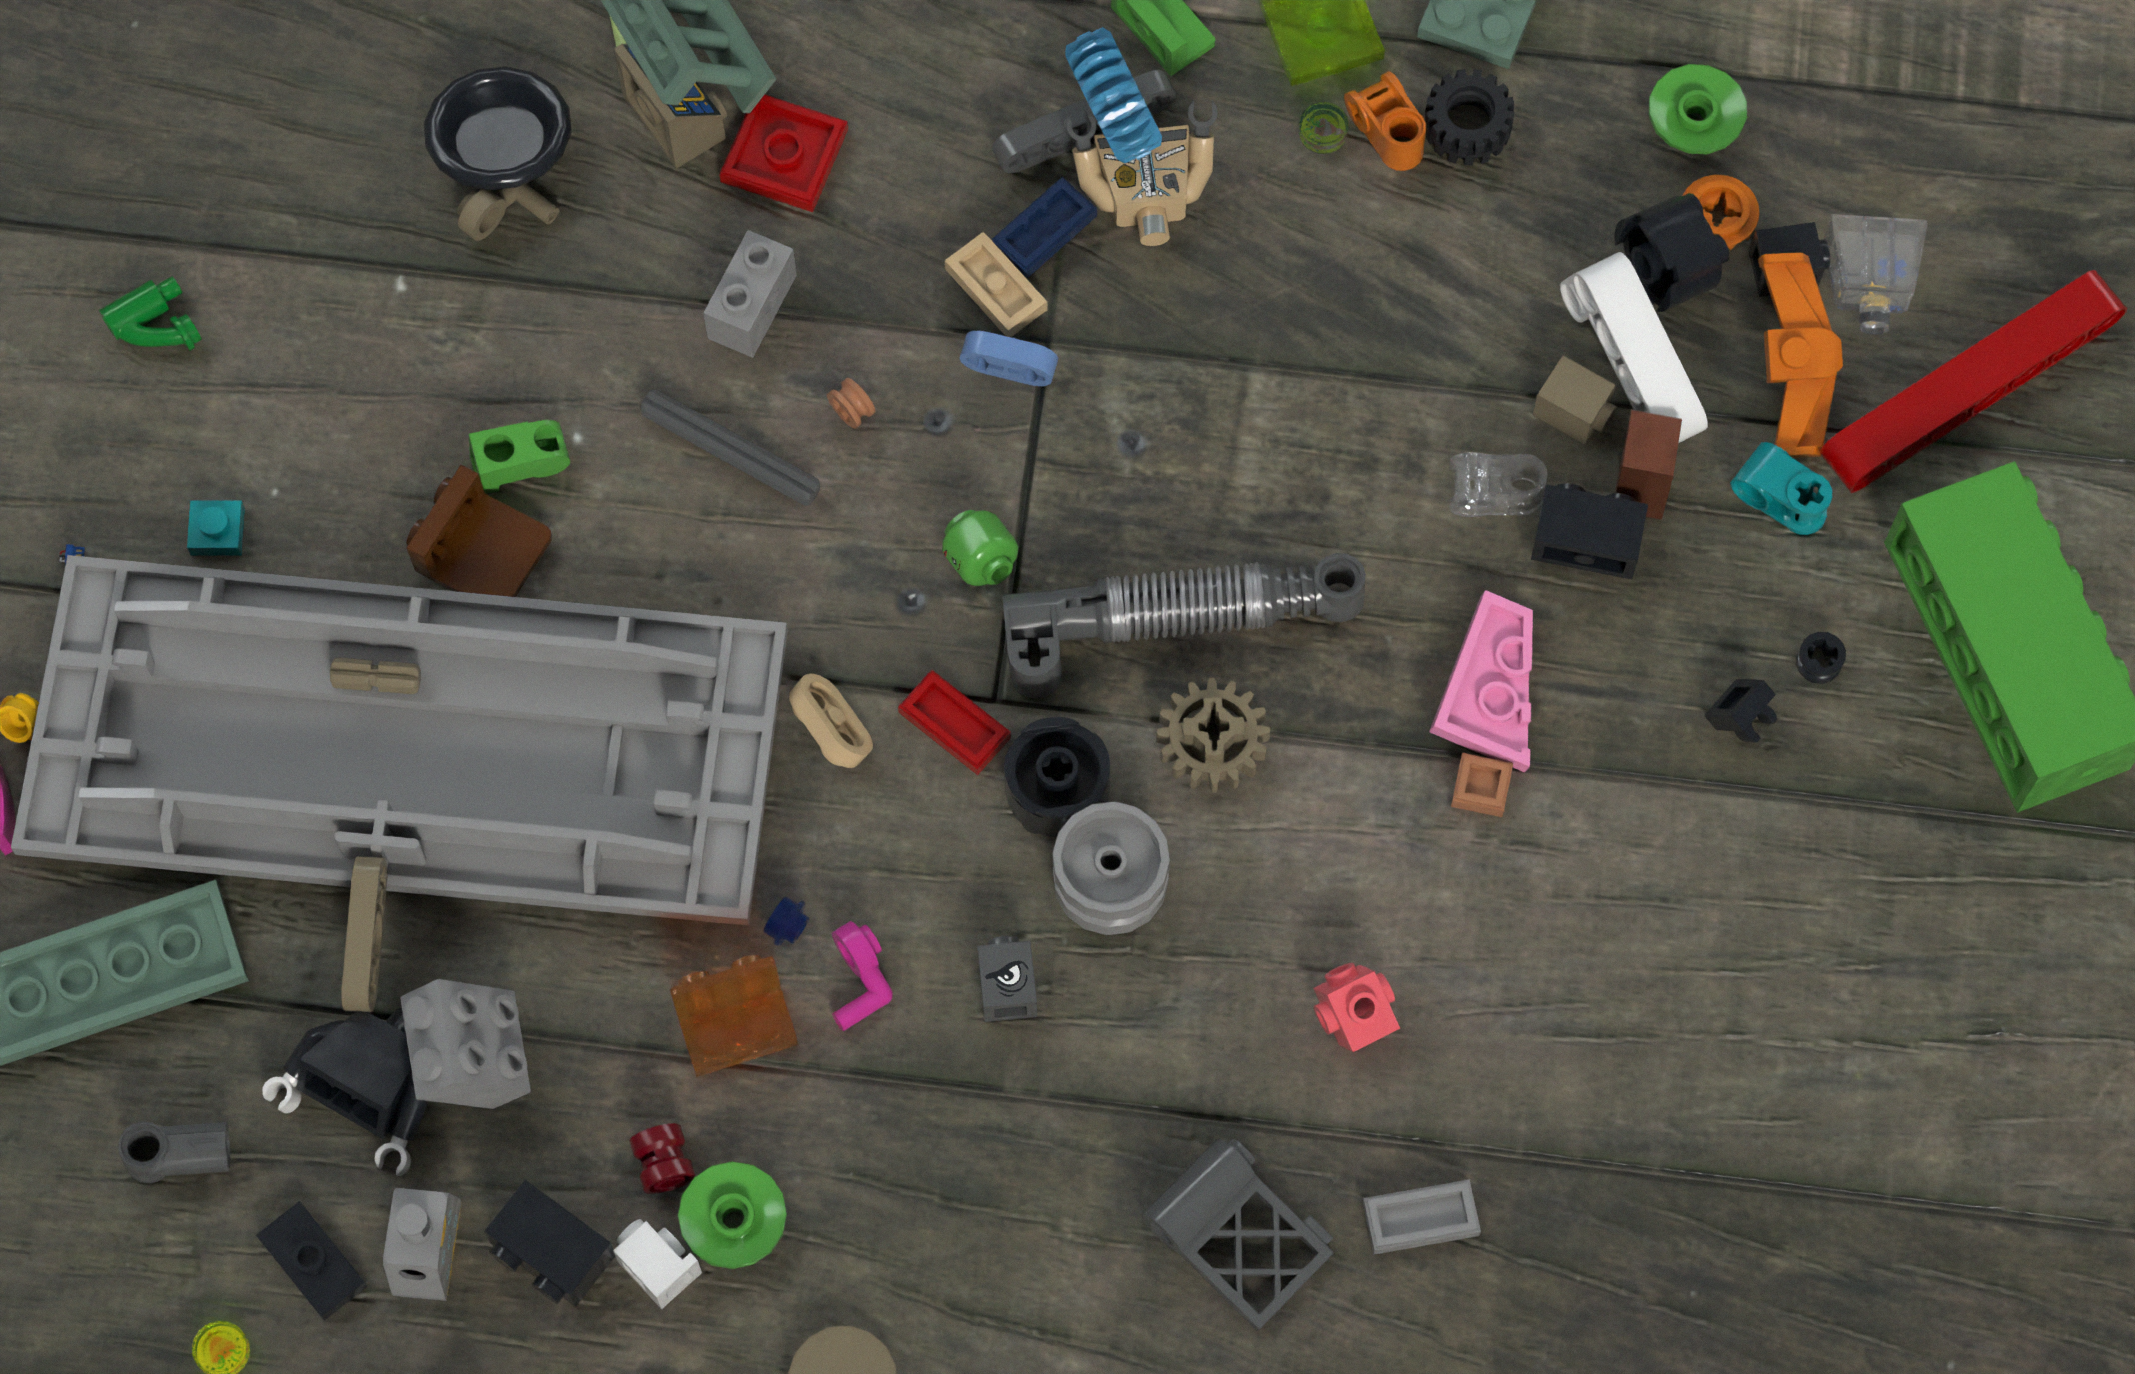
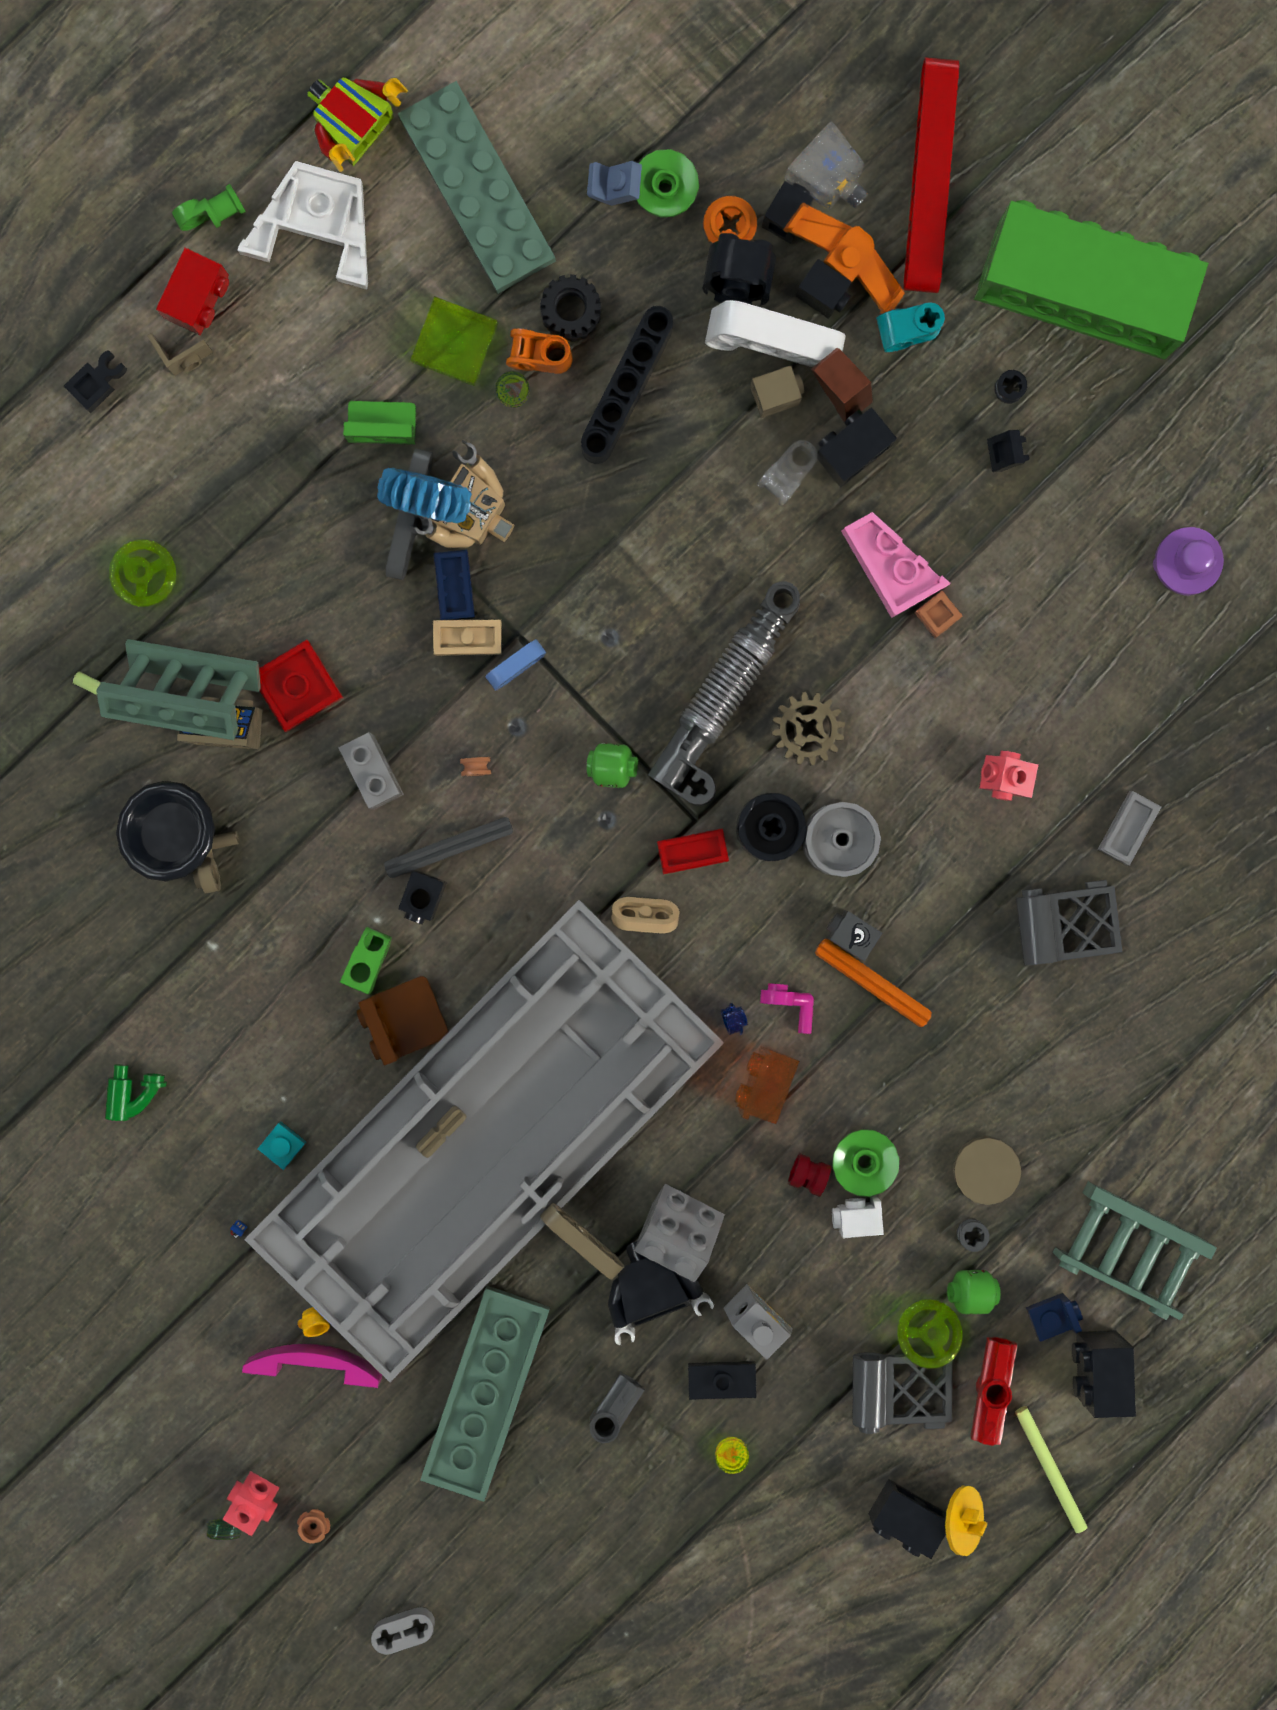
camera: 55 degrees left, 20 degrees up
(549, 1245) = (812, 1264): black brick -> none
(649, 437) = (433, 886): none -> black brick
(968, 1054) = (873, 982): none -> orange axle
(1419, 254) = (627, 369): none -> black beam
(1644, 56) = (614, 183): none -> sand blue bracket
(1738, 363) = (824, 289): none -> black brick
(1805, 1025) = (1188, 561): none -> medium lavender plate

